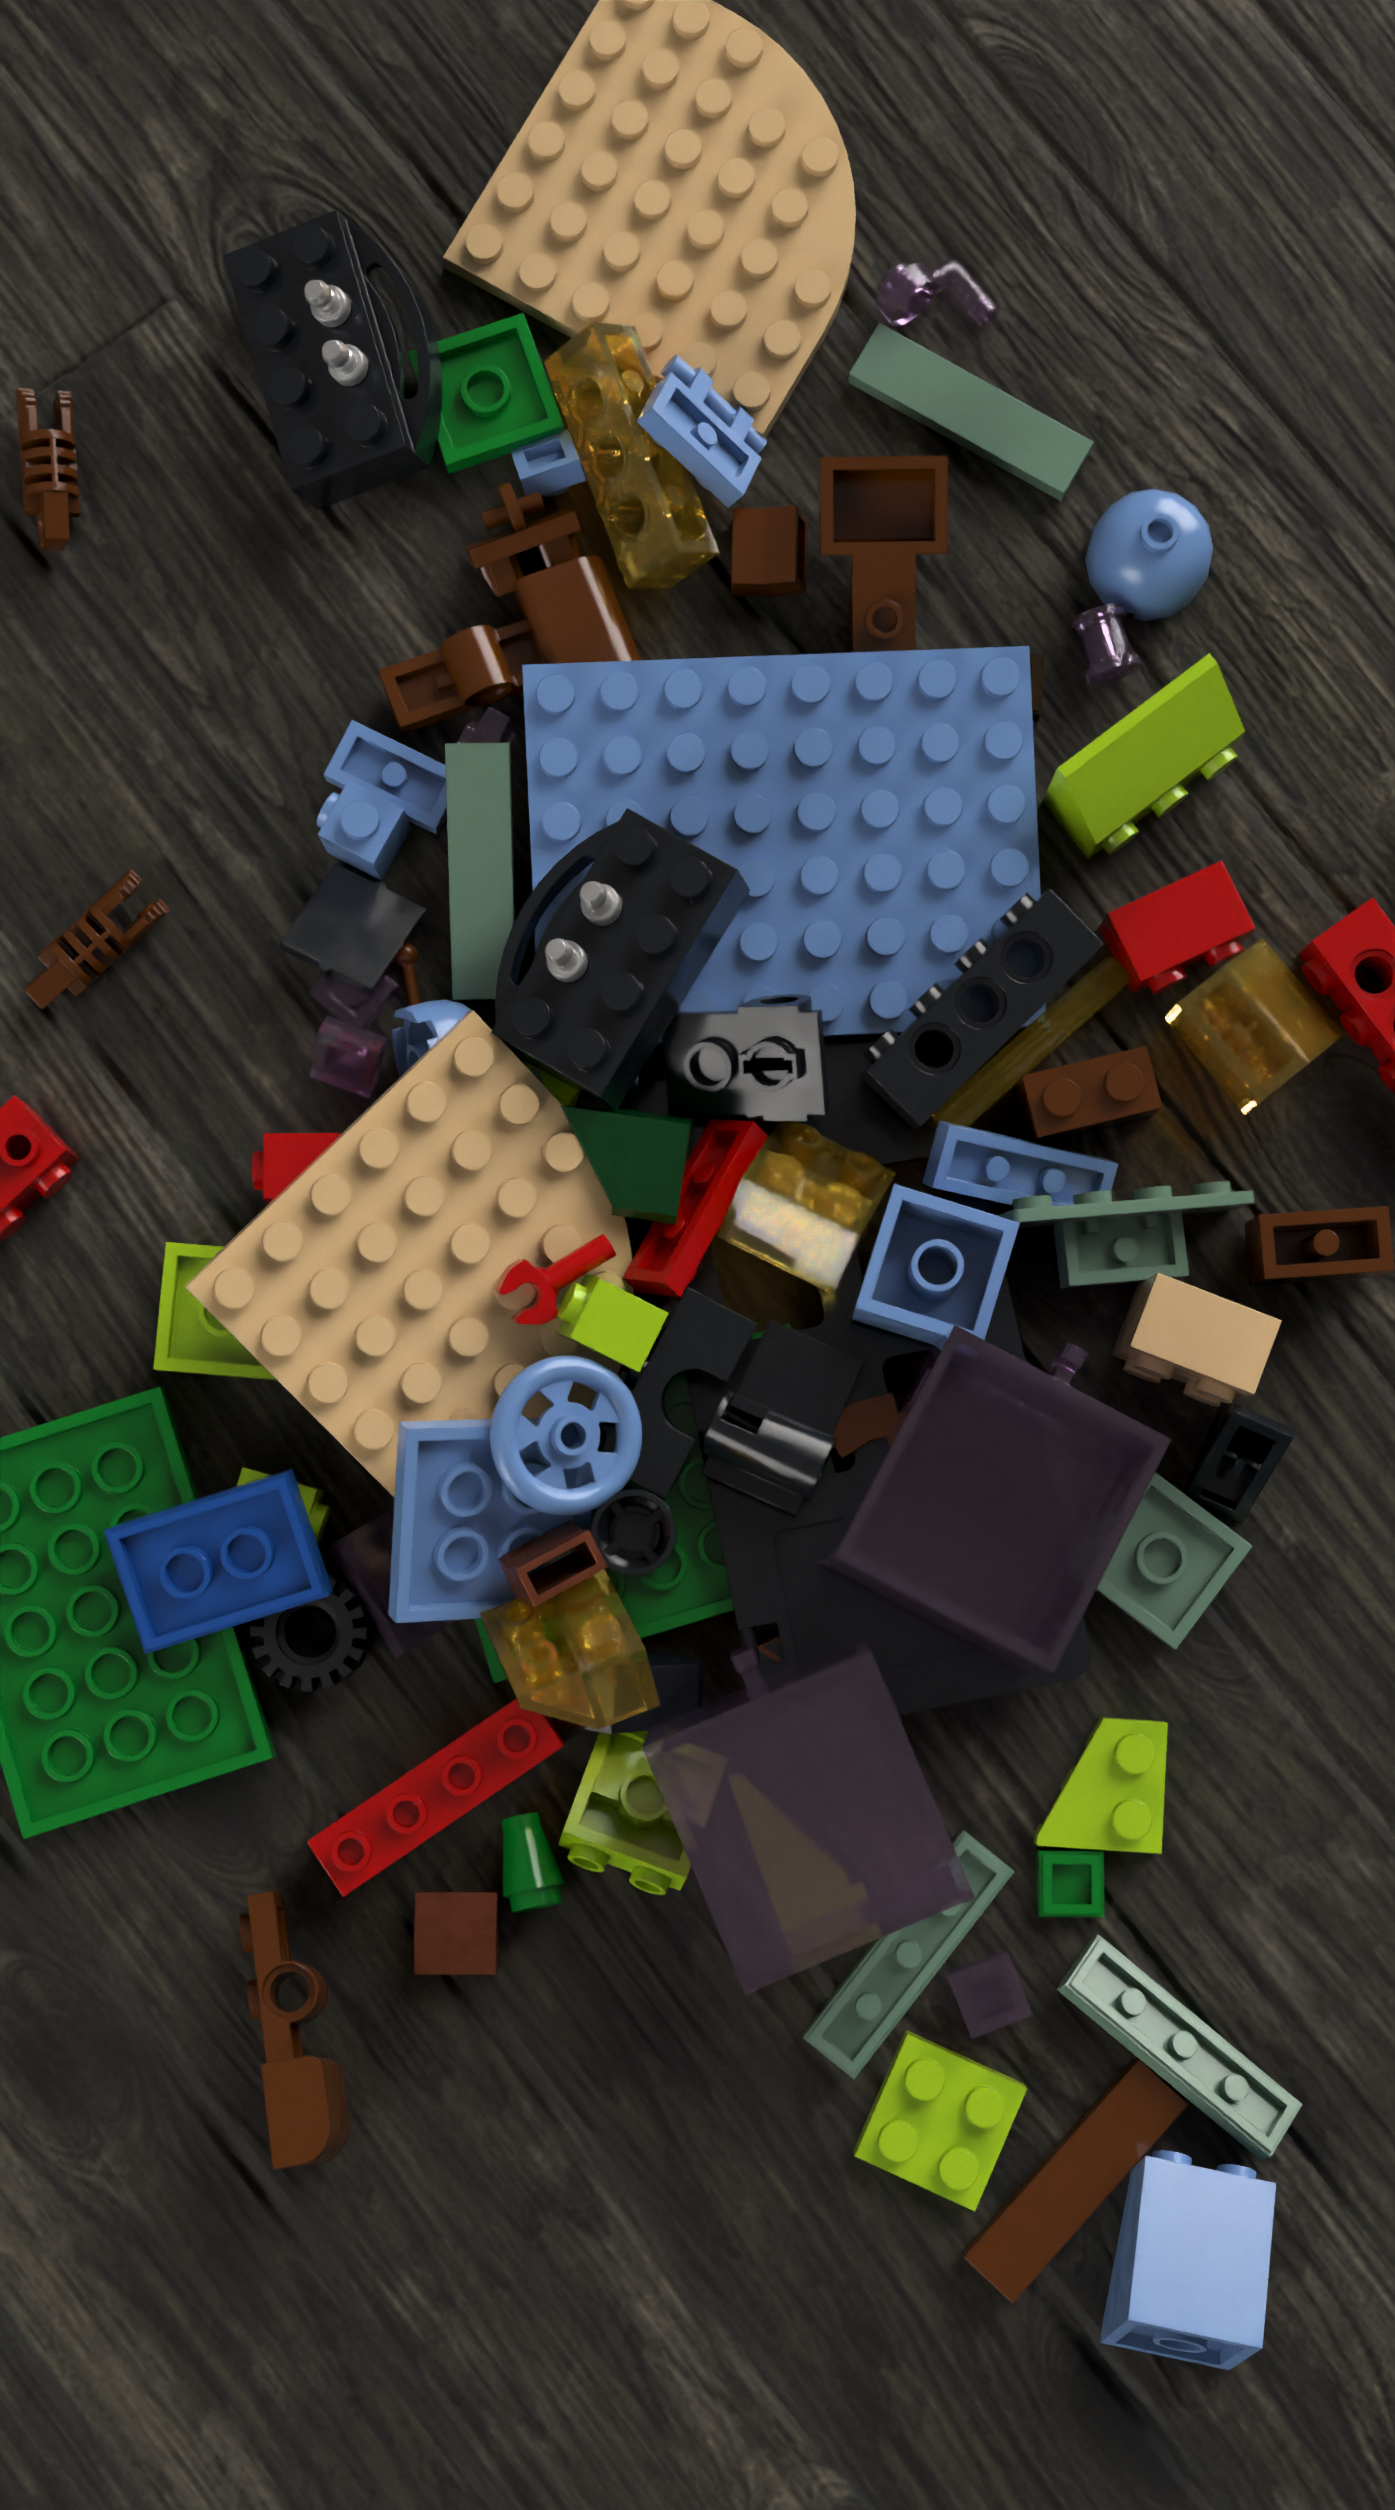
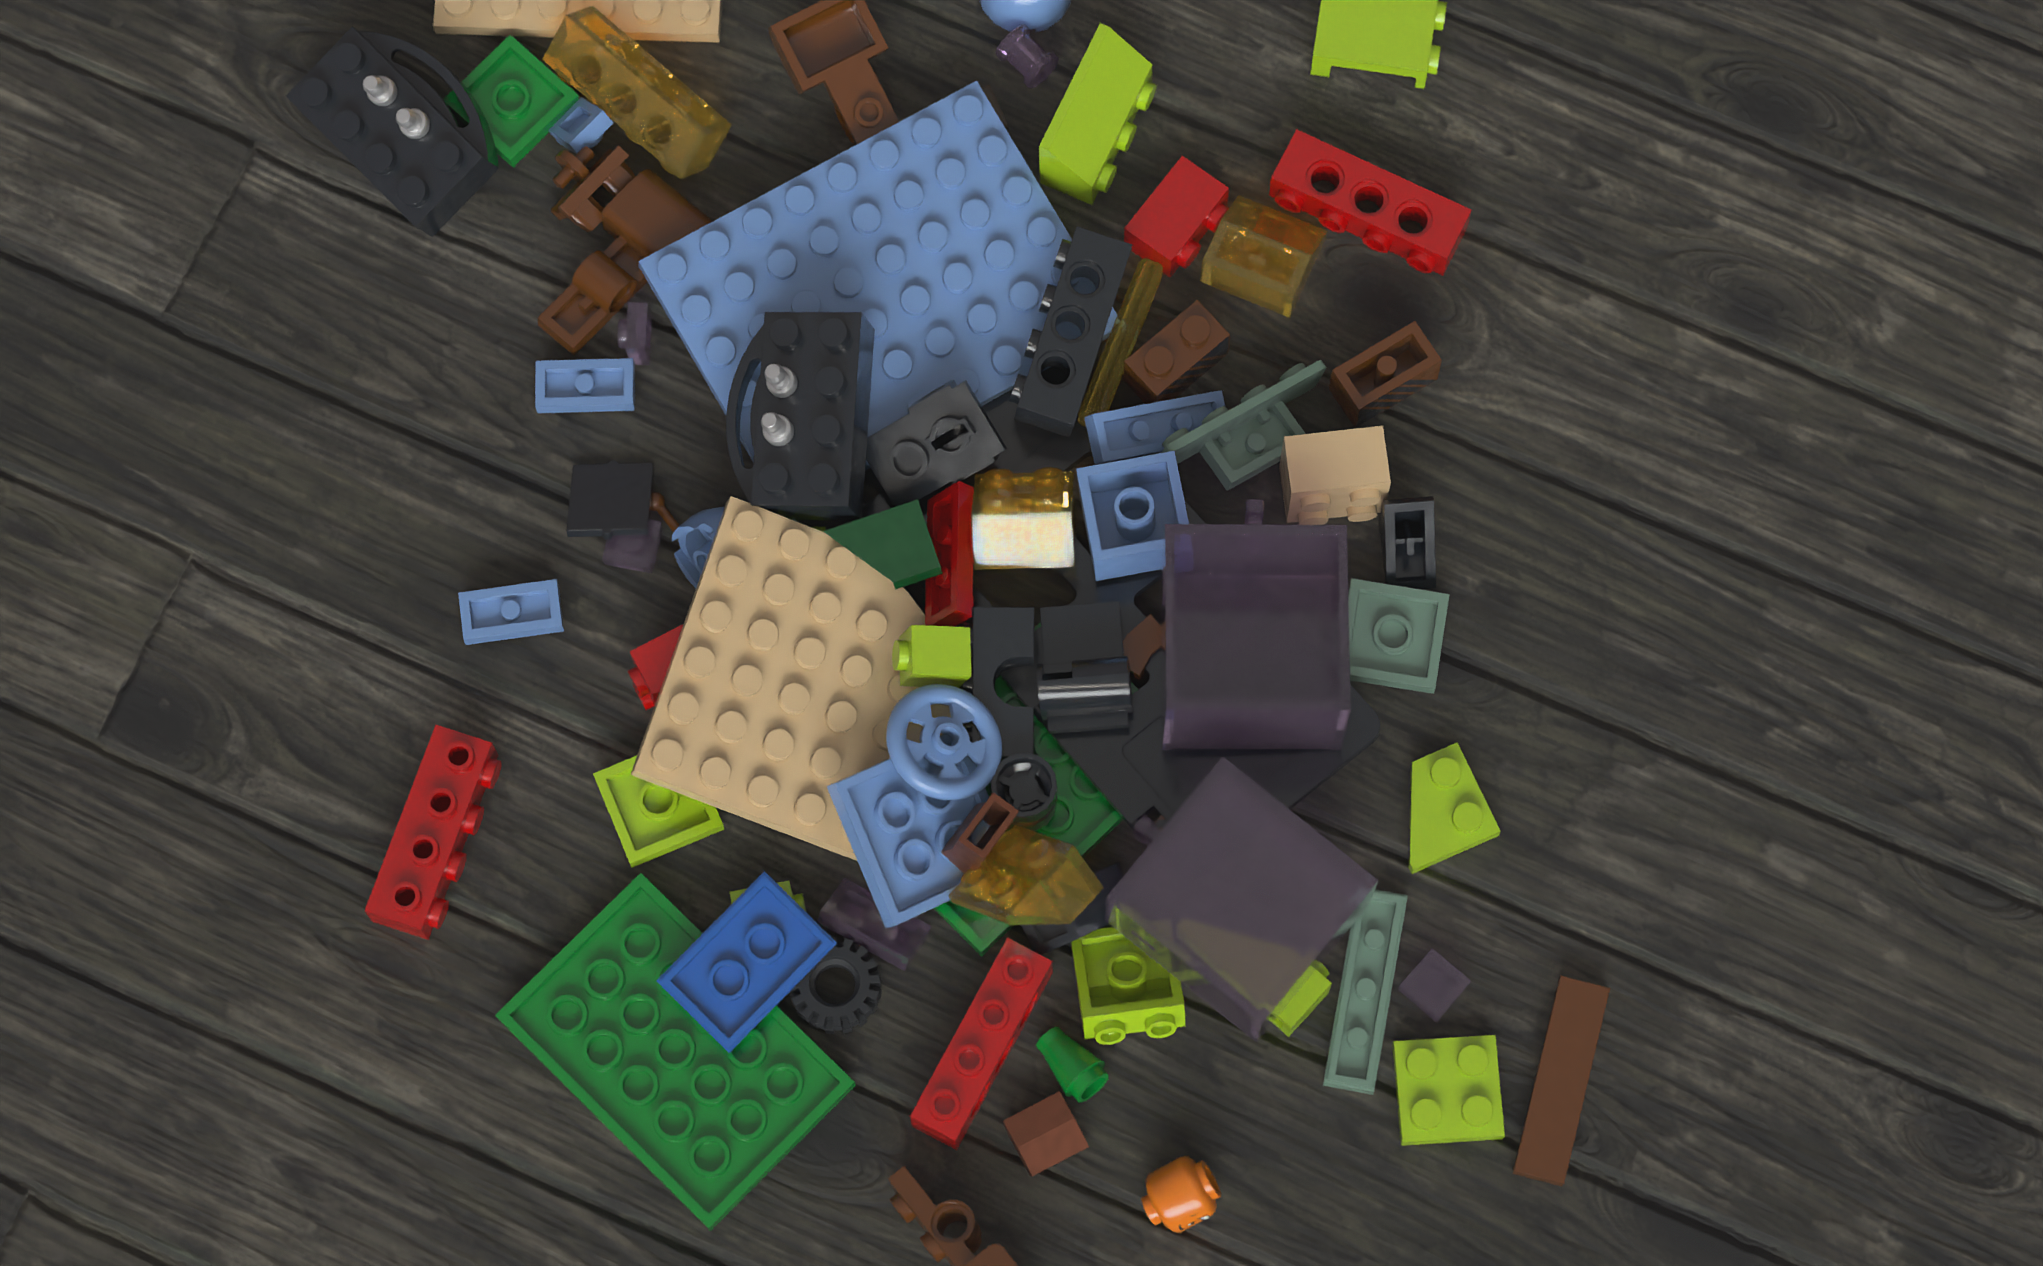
camera: 25 degrees left, 10 degrees down
(48, 468) = (231, 299): reddish brown hinge -> none
(91, 943) = (432, 602): reddish brown hinge -> none
(174, 1001) = (511, 612): none -> medium blue plate
(348, 1057) = (653, 586): clear purple plate -> none
(363, 829) = (582, 429): medium blue brick -> none
(479, 864) = (679, 413): sand green tile -> none
(552, 1278) = (877, 649): red bar -> none
(571, 2084) = (1181, 1194): none -> orange head
(703, 430) = (678, 50): medium blue plate -> none
(769, 552) = (763, 110): reddish brown piece -> none
(1070, 1882) = (1450, 885): green tile -> none
(1179, 2047) = (1583, 953): tile -> none
(1191, 2262) = (1668, 1091): medium blue slope -> none

